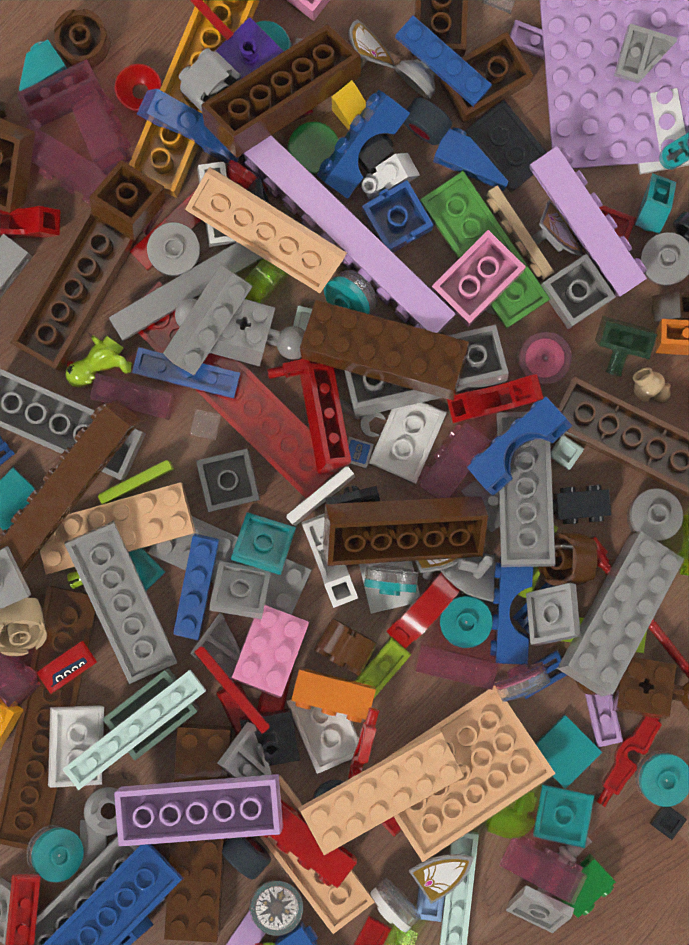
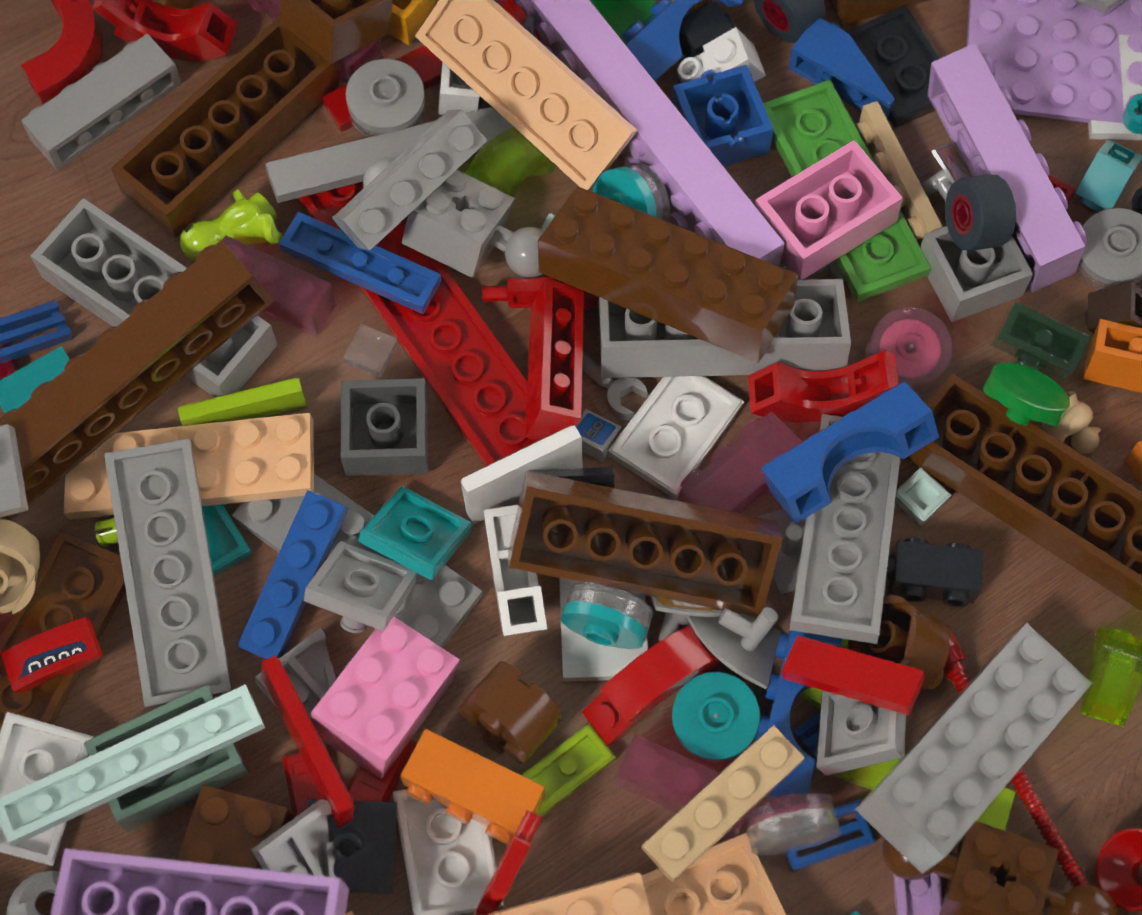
camera: 10 degrees right, 20 degrees down
(480, 679) = (722, 803): none -> tan plate
(543, 591) = (853, 675): none -> red tile
(577, 267) = (980, 212): none -> black wheel
(622, 382) = (1026, 394): none -> green tile
(655, 514) = (1056, 608): light grey piece -> none

